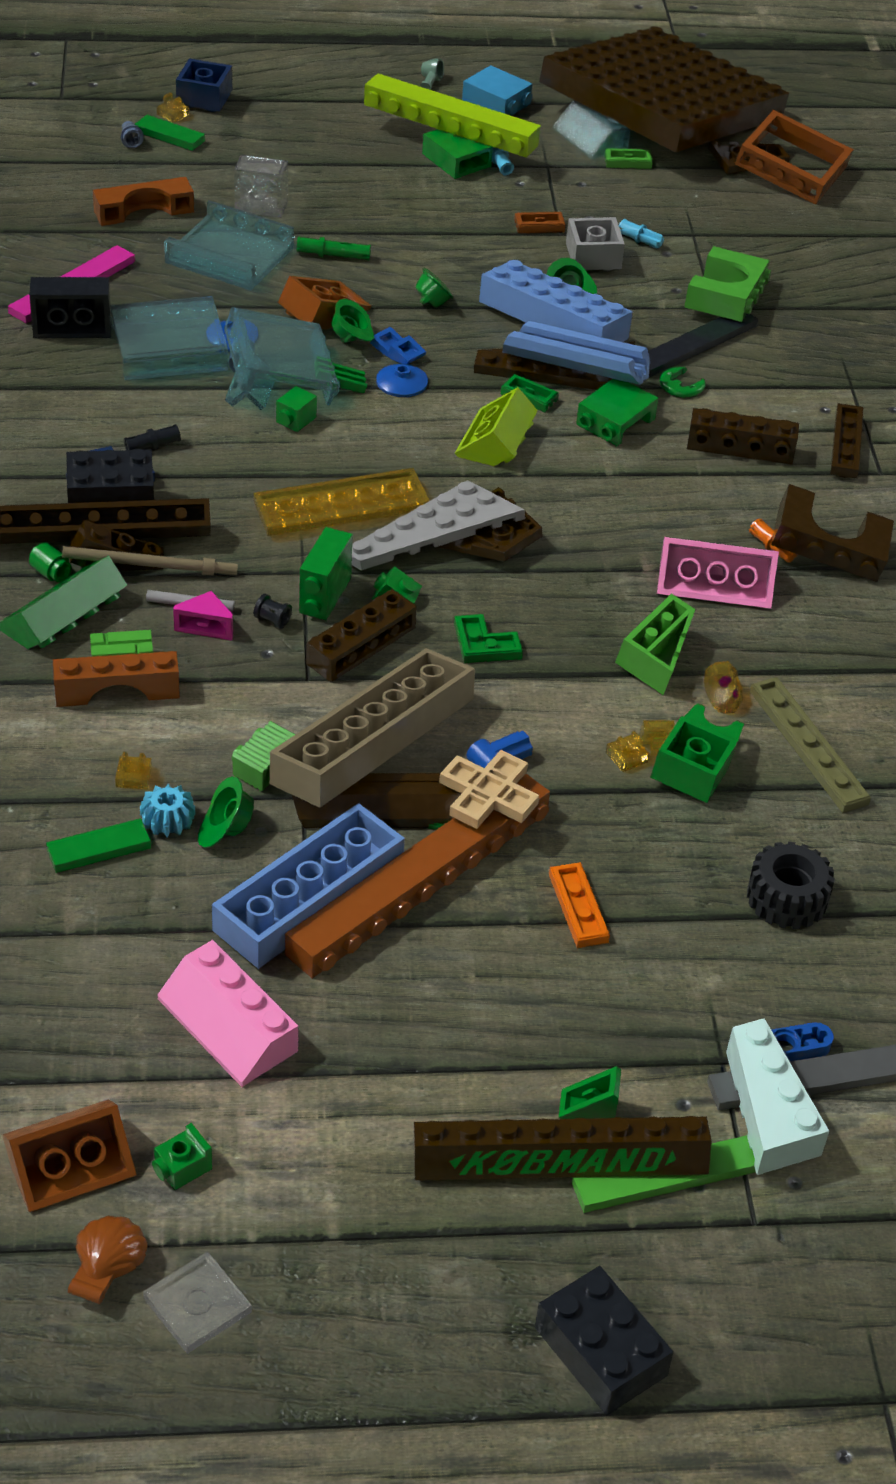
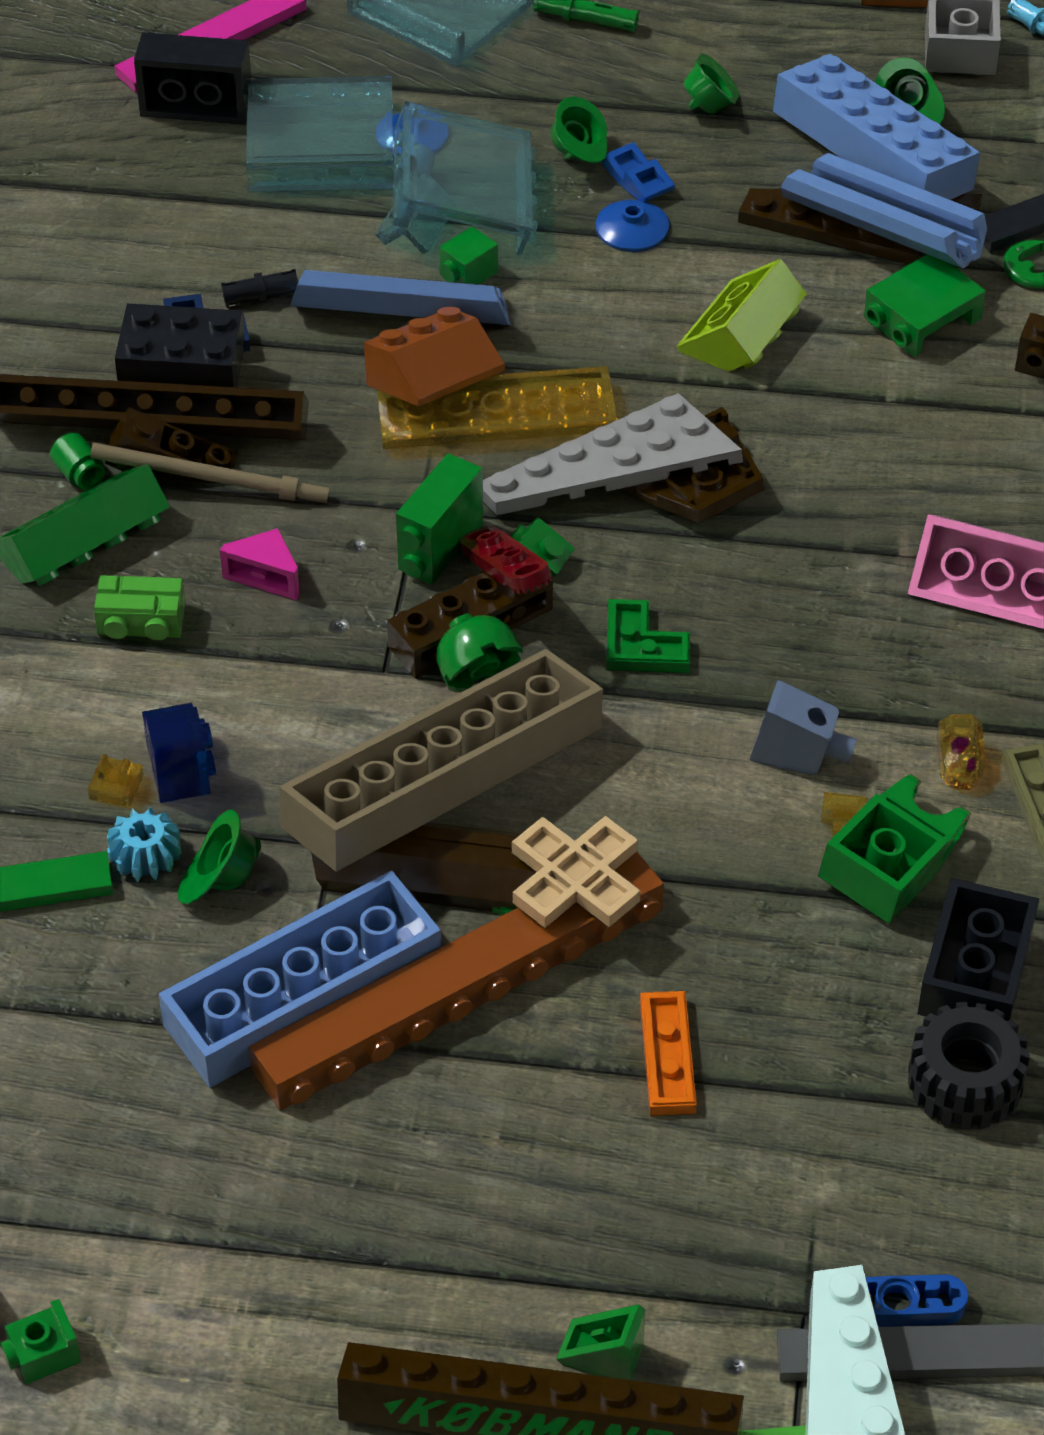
camera: 15 degrees right, 5 degrees up
(82, 677) = (168, 641): dark orange arch -> none
(174, 598) = (238, 532): light grey bar -> none
(177, 744) = (178, 751): none -> clear blue brick
(229, 1014) = (151, 1149): bright pink slope -> none
(252, 760) = (292, 761): bright green brick -> none
(256, 435) = (398, 296): none -> medium blue piece
(282, 611) = (358, 565): black bush -> none
(290, 470) = (431, 357): none -> dark orange slope
(316, 299) = (531, 90): dark orange slope -> none
(350, 378) = (556, 217): green tile -> none
(375, 655) = (476, 650): none -> green cylinder
(383, 592) = (505, 559): none -> dark red piece
(516, 744) = (628, 809): blue piece -> none
(537, 394) = (804, 265): green tile -> none
(613, 685) = (799, 732): none -> sand blue torso
(628, 752) = (797, 834): clear yellow tile -> none
(656, 643) = (880, 673): bright green wedge -> none
(776, 808) = (978, 949): none -> black brick

